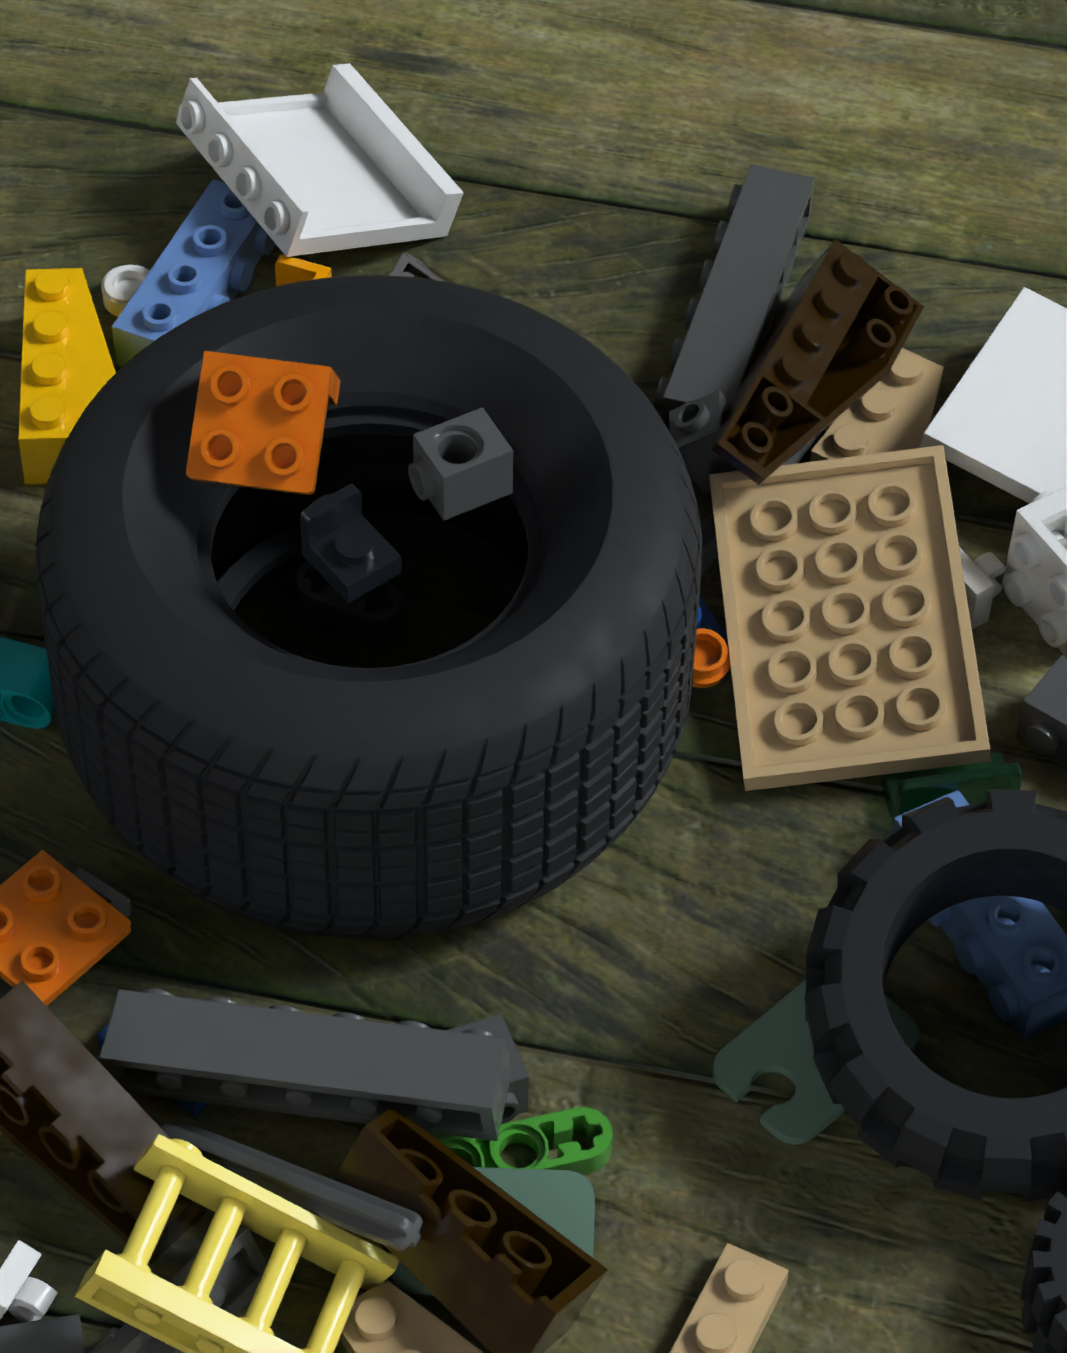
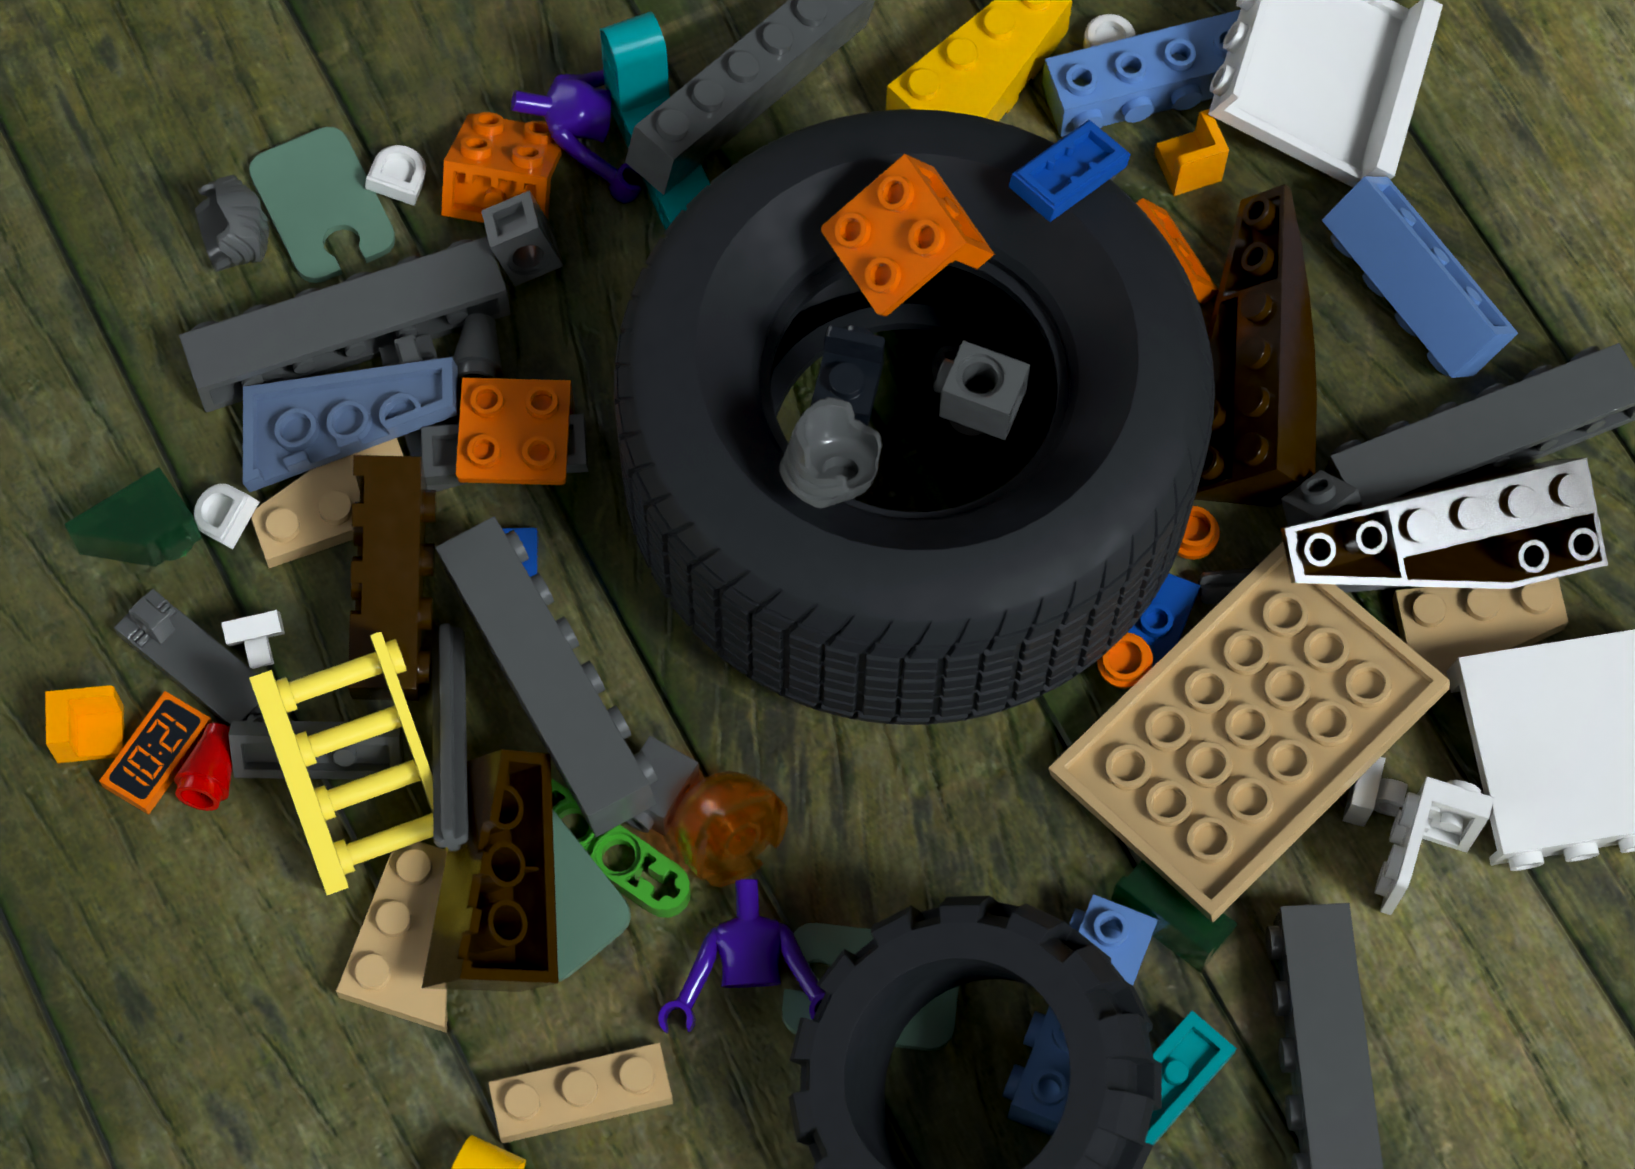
camera: 50 degrees right, 15 degrees up
(323, 278) = (1069, 170): none -> blue plate
(419, 596) = (830, 455): none -> dark grey hair
(562, 242) = (1418, 277): none -> medium blue brick
(571, 1039) = (726, 825): none -> clear orange cylinder
(710, 1114) = (748, 956): none -> dark purple piece

